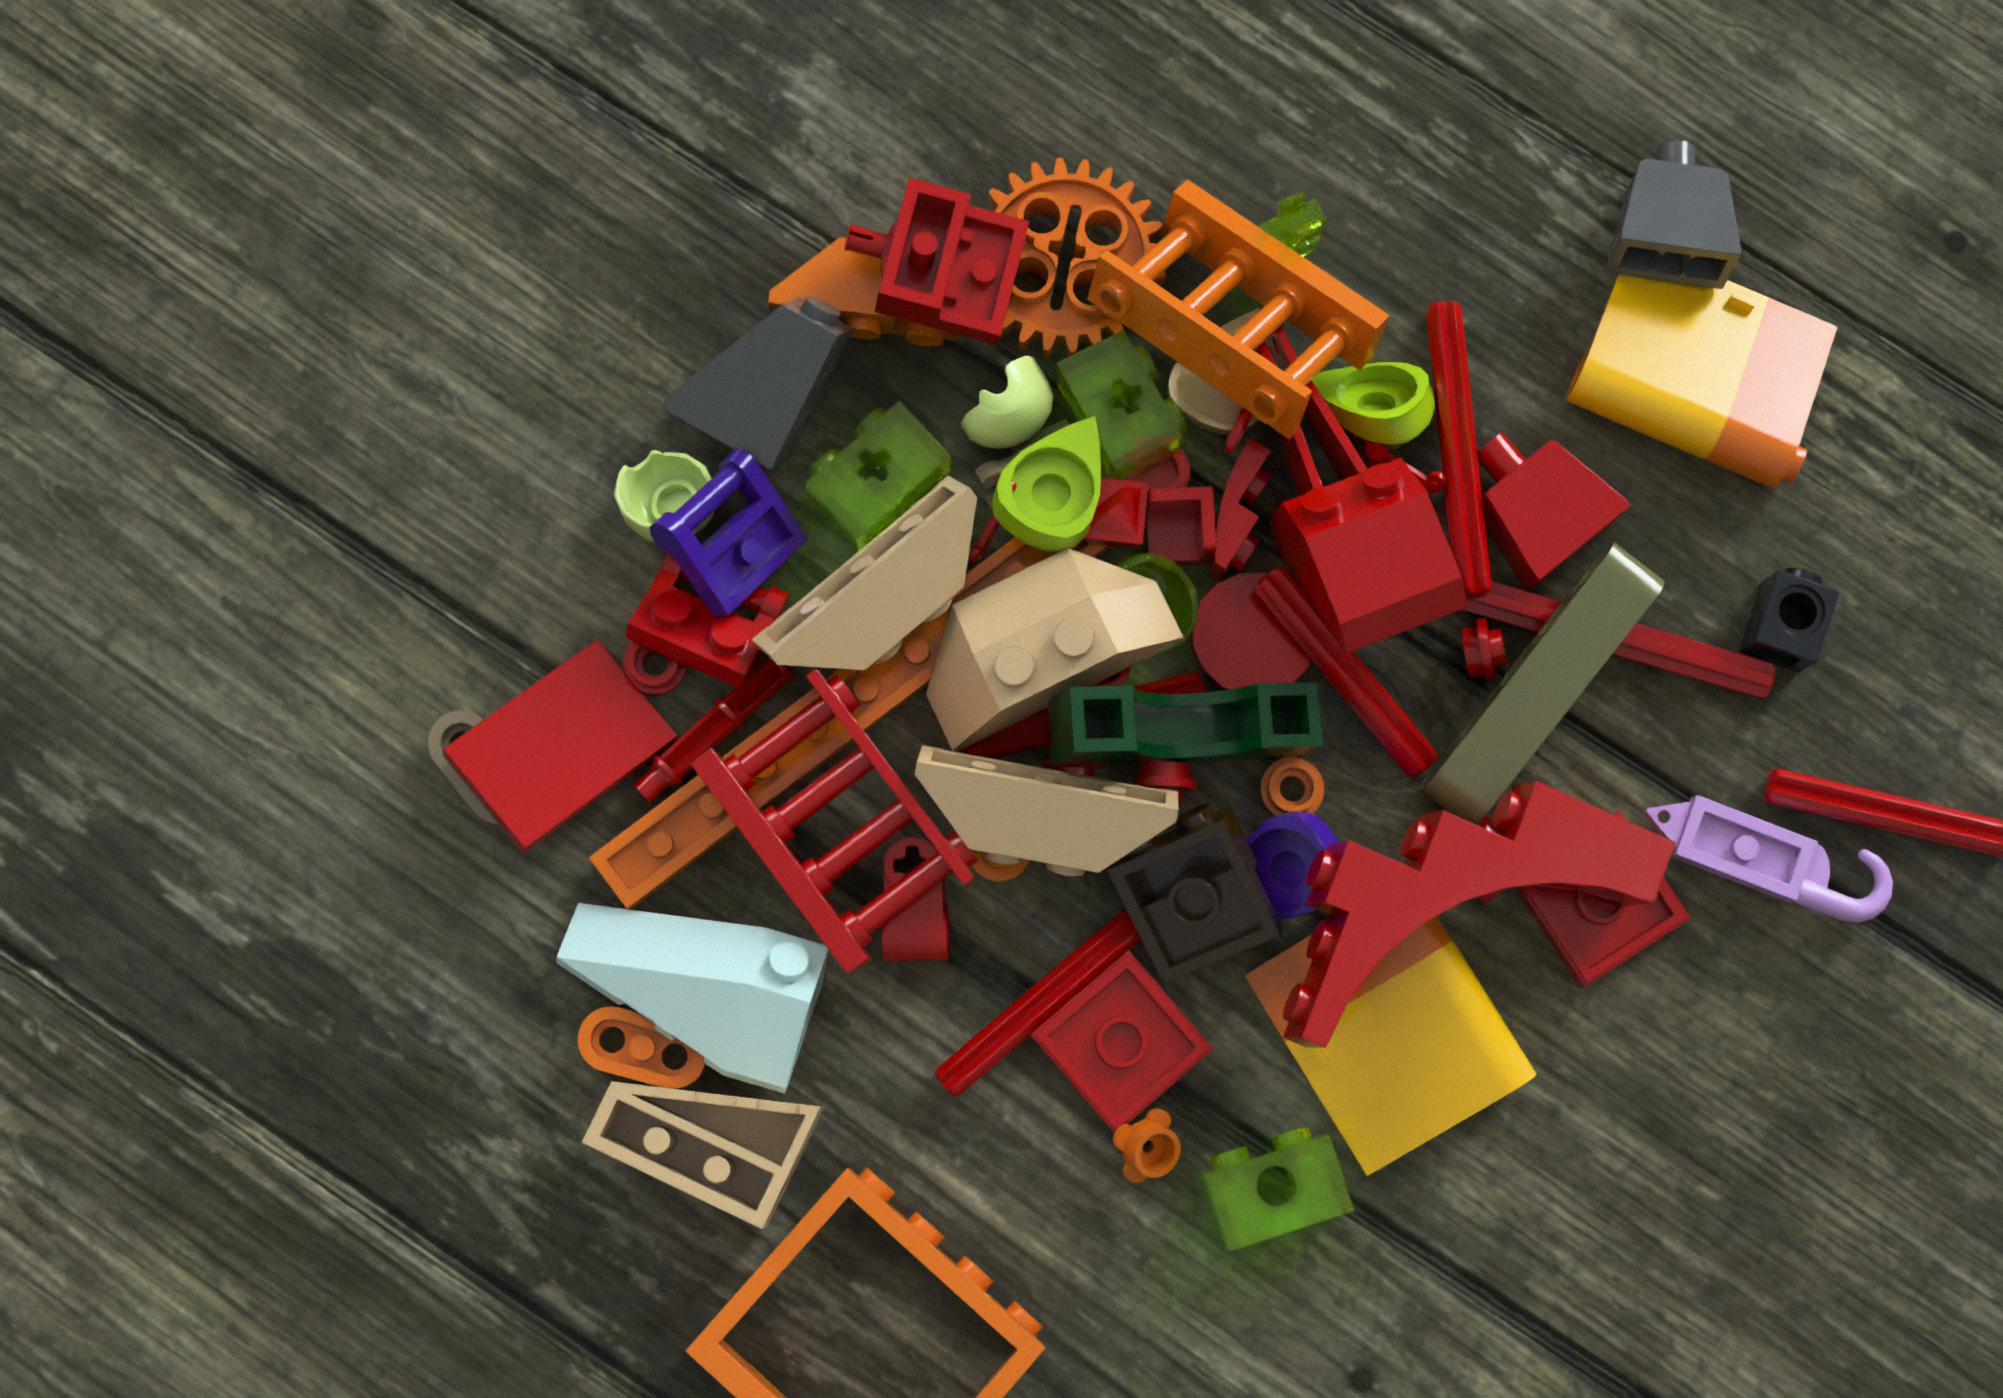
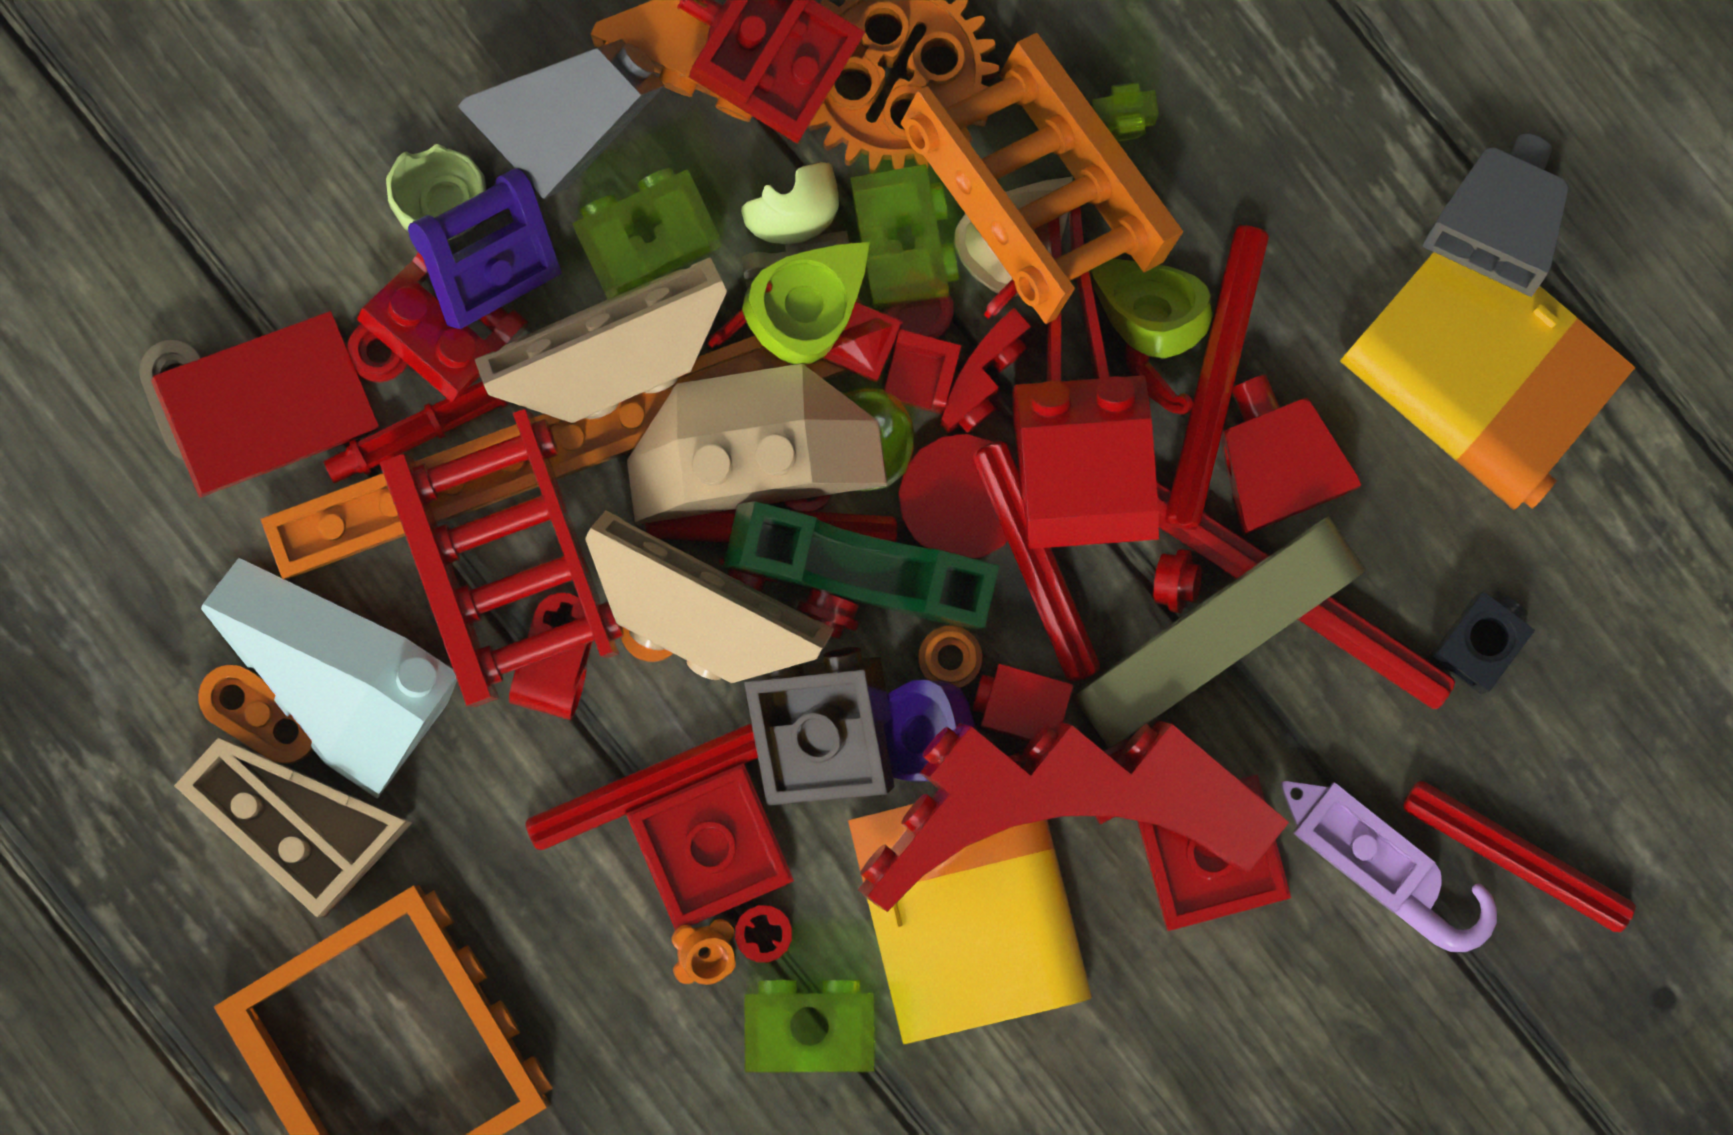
camera: 20 degrees right, 5 degrees up
(1204, 1091) = (752, 949): none -> red bush
(1375, 809) = (1020, 702): none -> red brick

